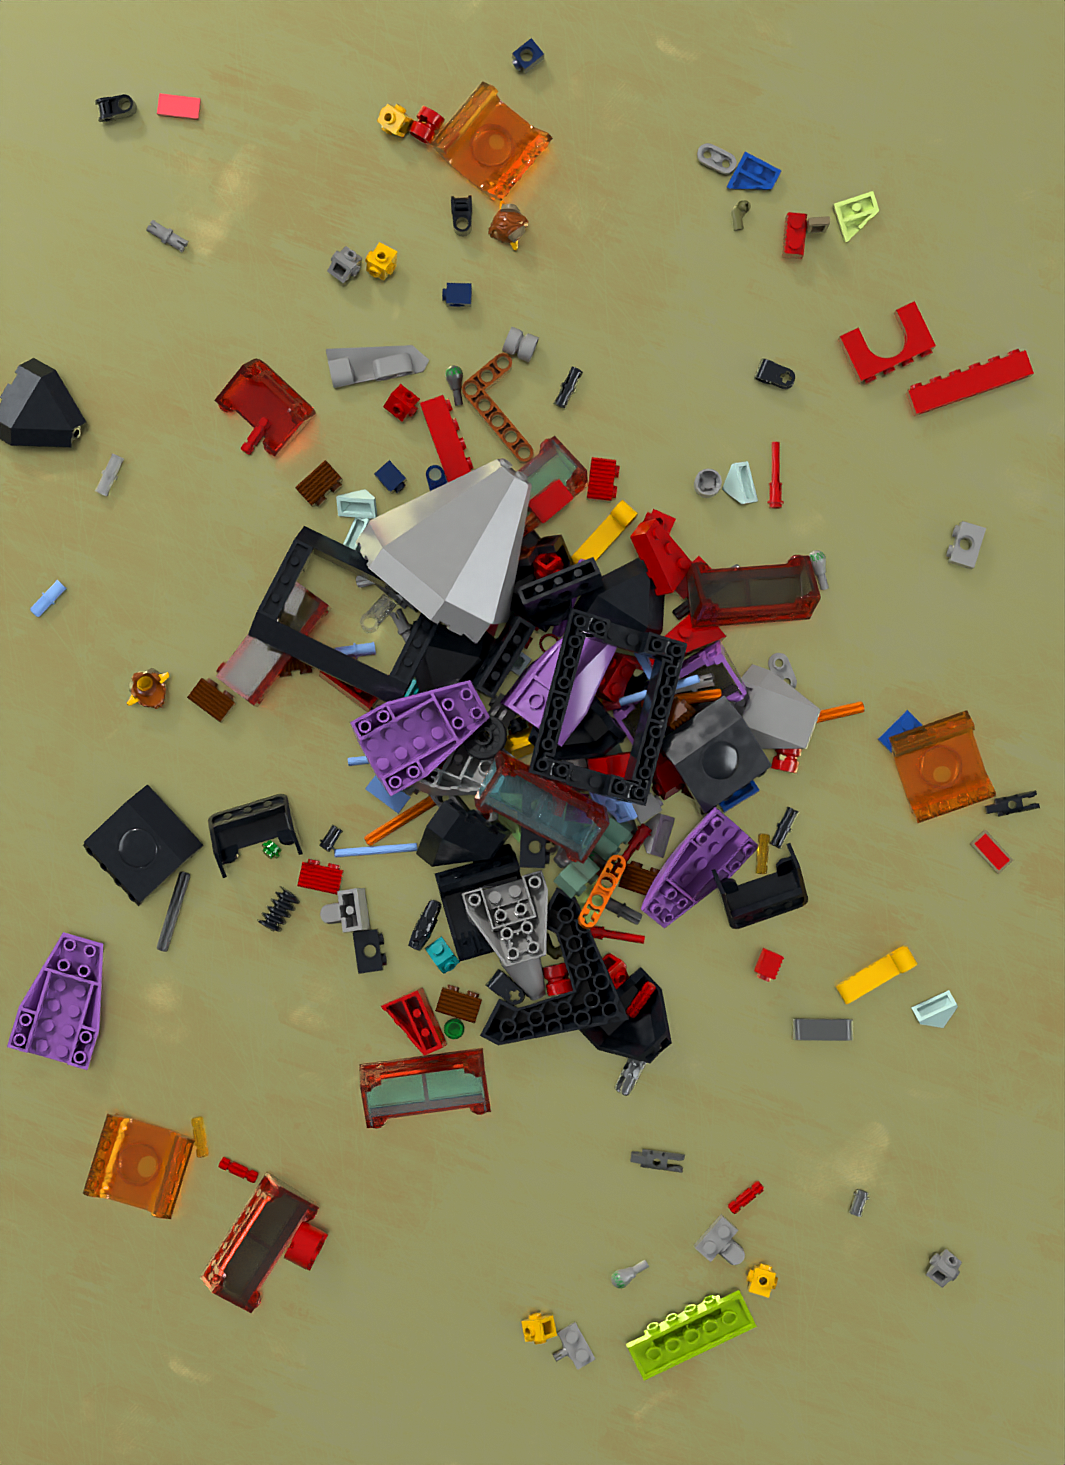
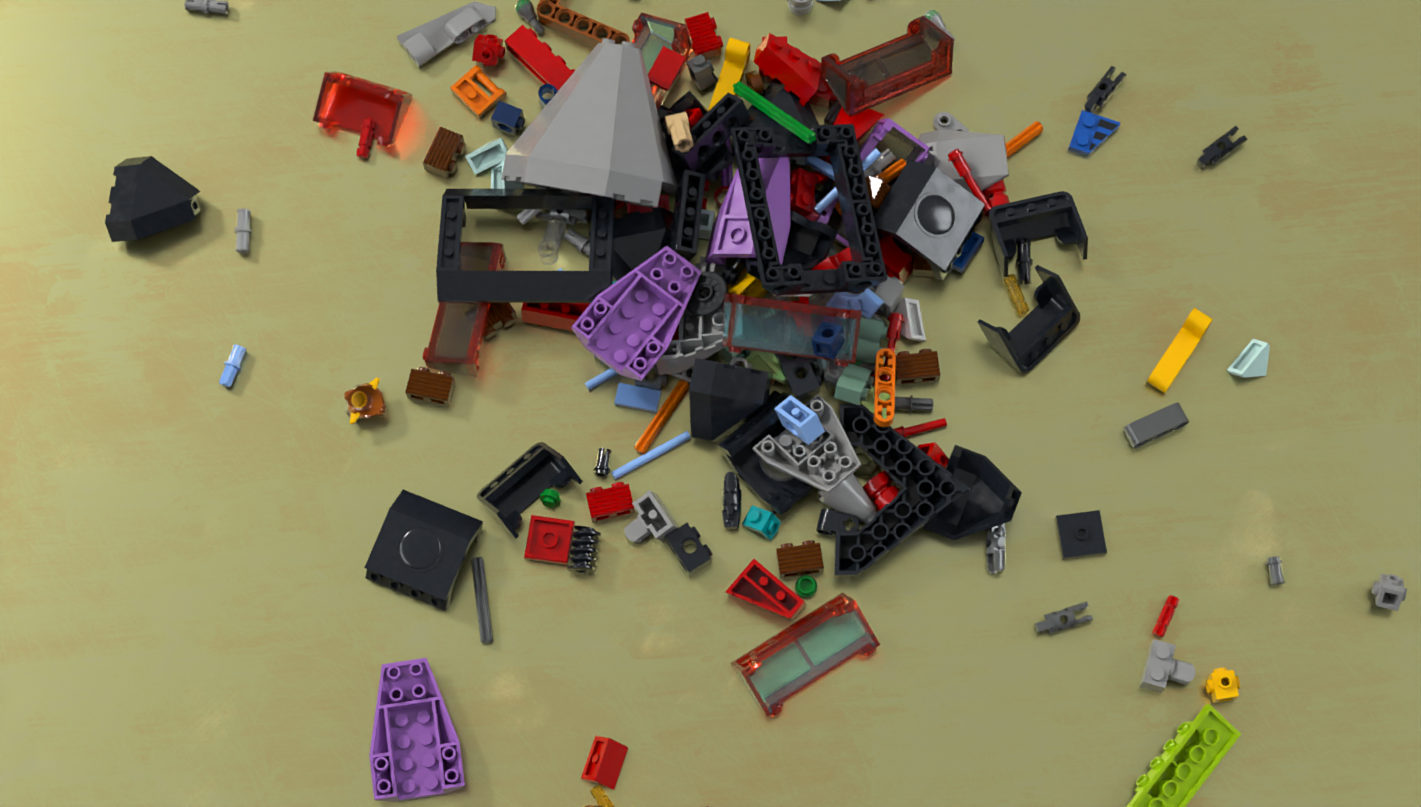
camera: 25 degrees left, 15 degrees down
(214, 1100) = (604, 762): none -> red panel
(254, 886) = (549, 540): none -> red plate
(369, 438) = (473, 95): none -> orange plate
(512, 889) = (799, 419): none -> light blue brick
(531, 574) = (679, 129): none -> tan piece
(566, 840) = (828, 340): none -> dark blue brick
(584, 516) = (701, 72): none -> dark grey brick
(623, 1277) = (1087, 748): light grey piece -> none
(624, 596) = (774, 112): none -> green axle
(626, 548) = (754, 81): none -> reddish brown beam
(640, 1000) = (971, 472): red axle -> none
(687, 872) = (956, 337): medium lavender wedge -> none
(710, 1093) = (1081, 534): none -> black plate
(767, 728) = (964, 170): none -> red pin
(768, 965) = (1074, 385): red brick -> none
(809, 794) = (1036, 219): none -> black windscreen
(928, 707) = (1103, 90): none -> black hinge
(941, 767) = (1137, 142): clear orange panel -> none
(991, 852) = (1224, 198): red tile -> none

